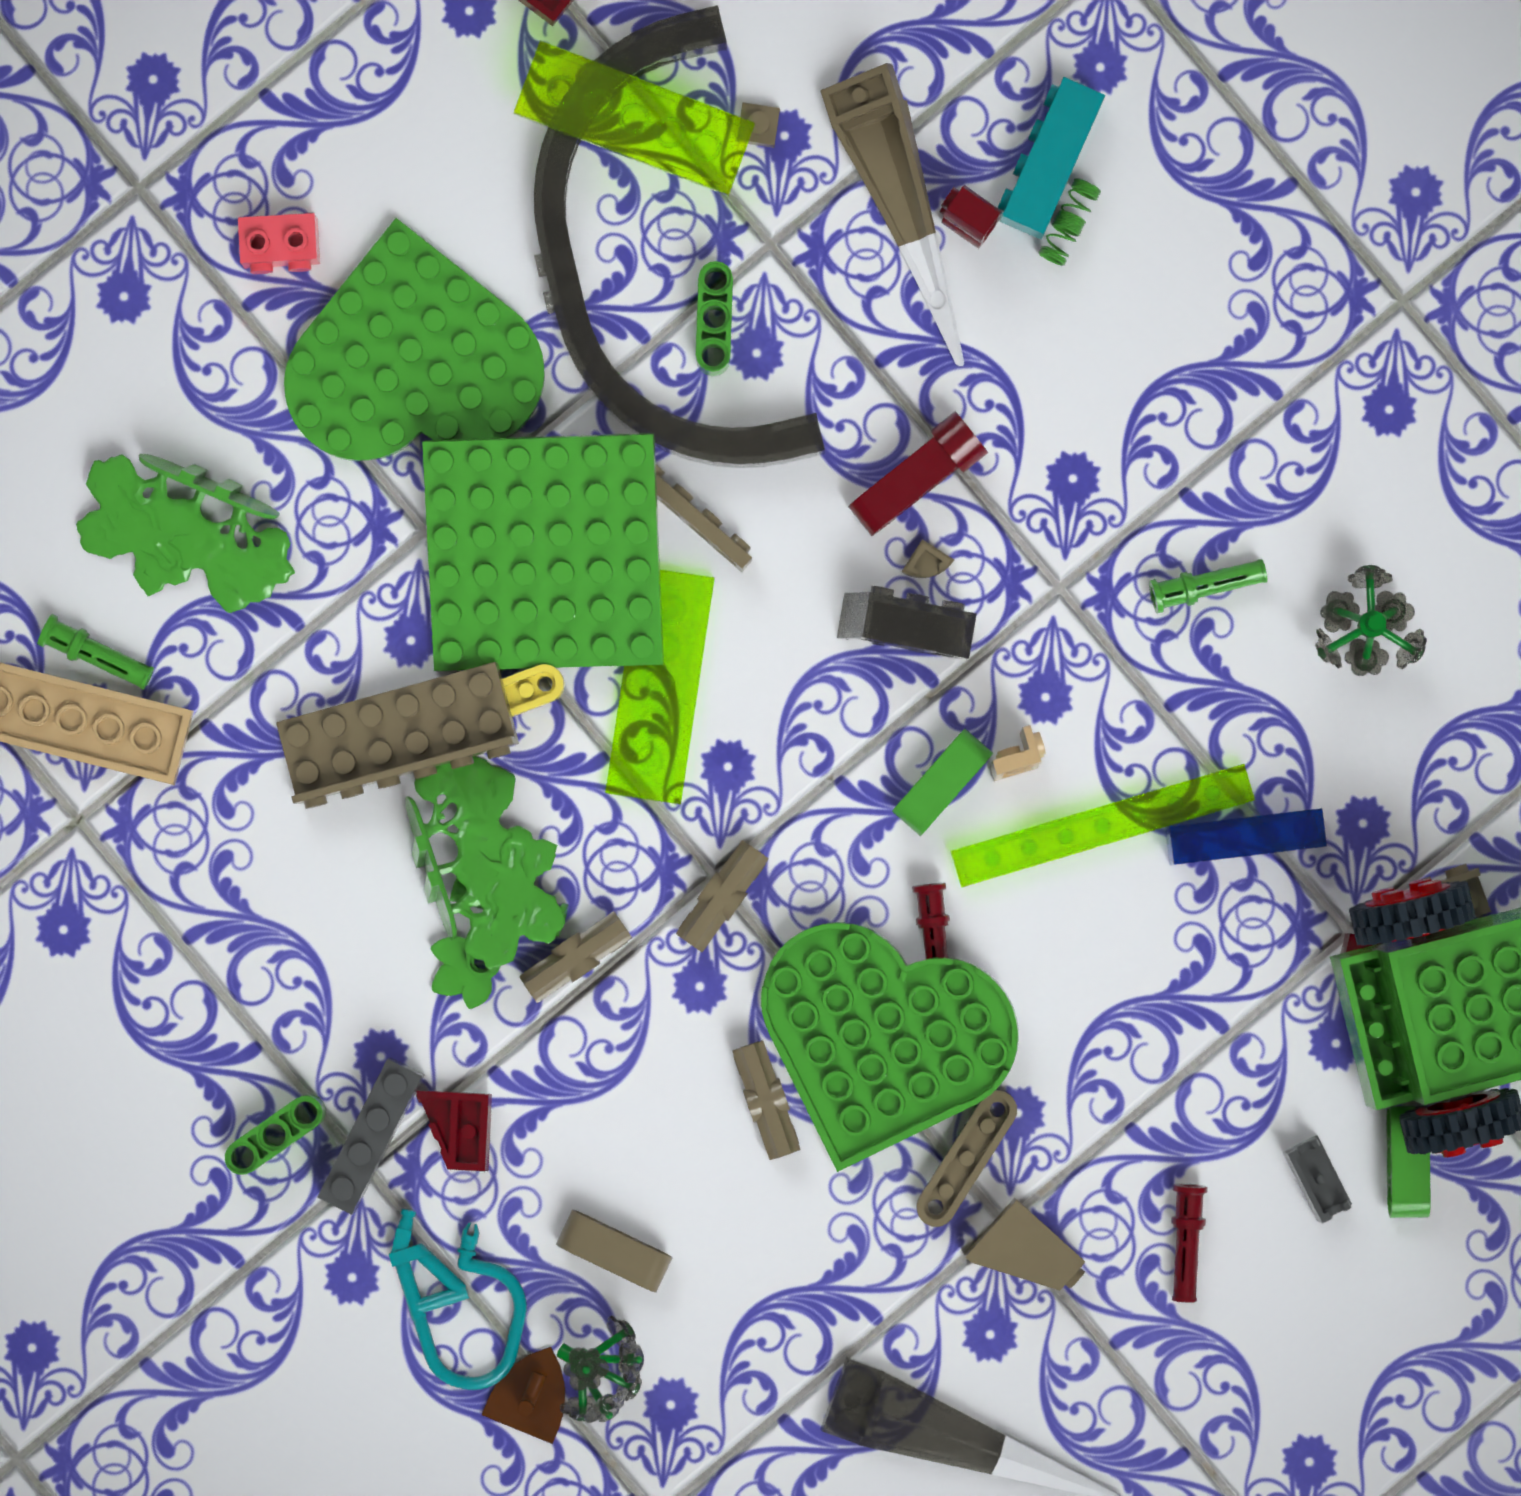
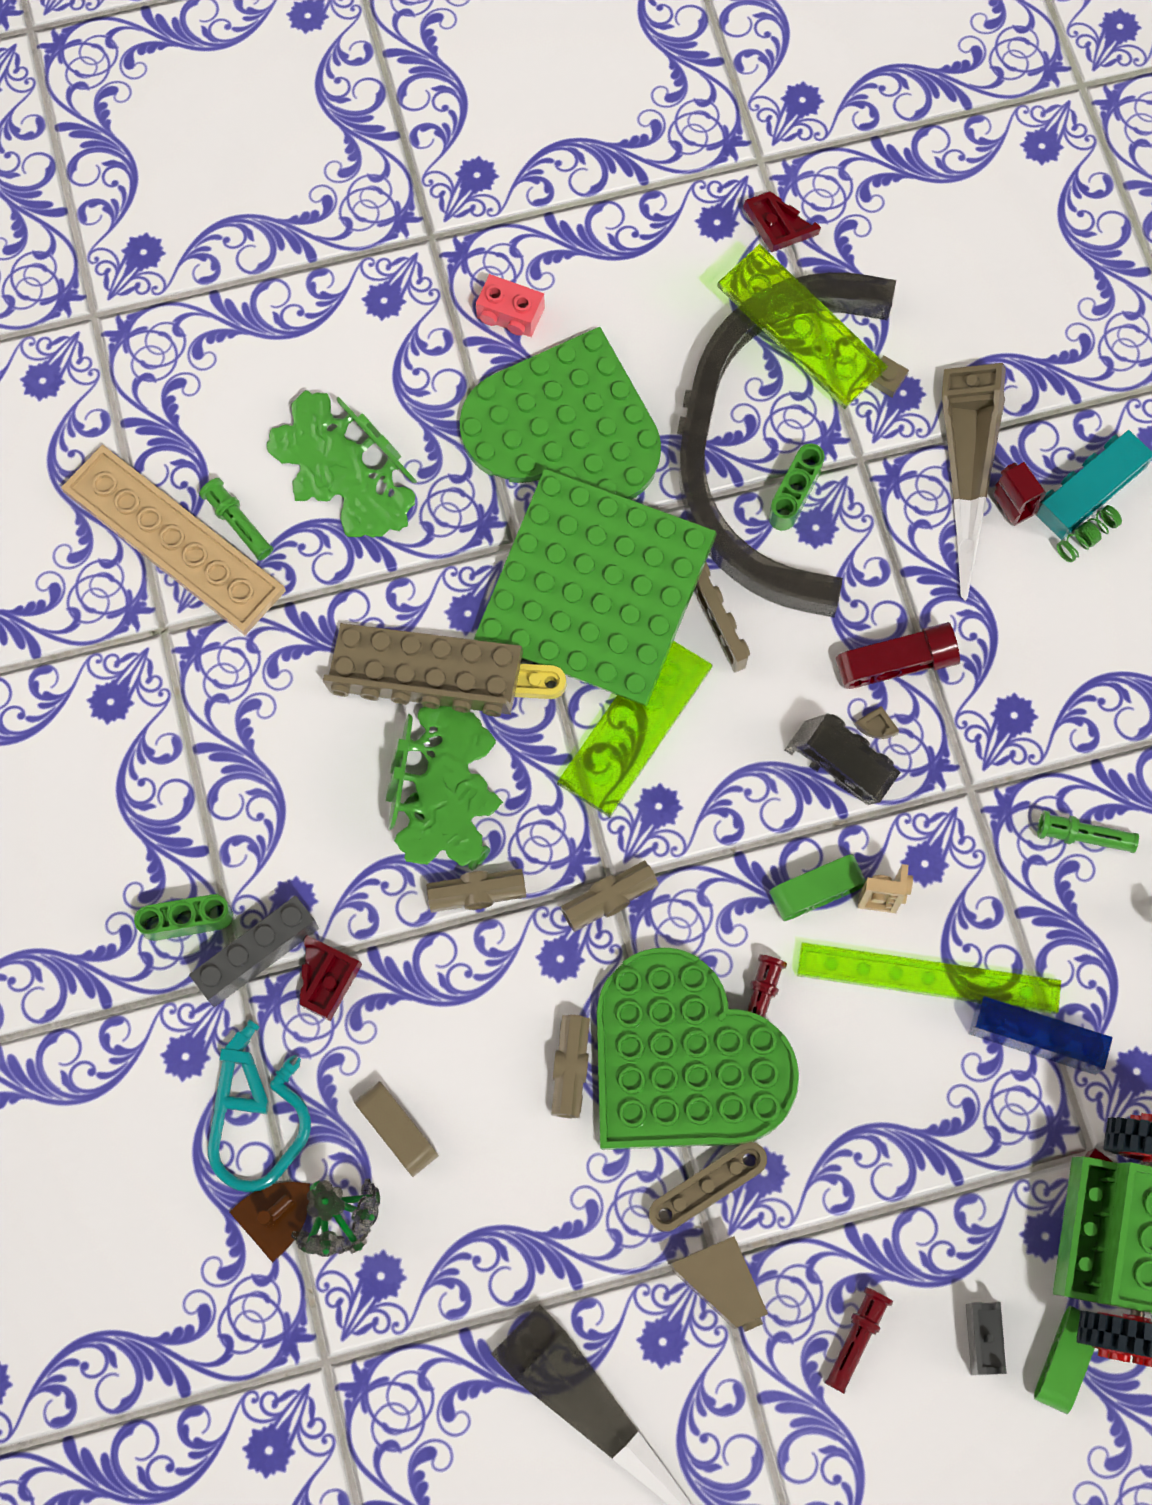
camera: 30 degrees right, 15 degrees down
(460, 973) = (384, 864): bright green plate -> none

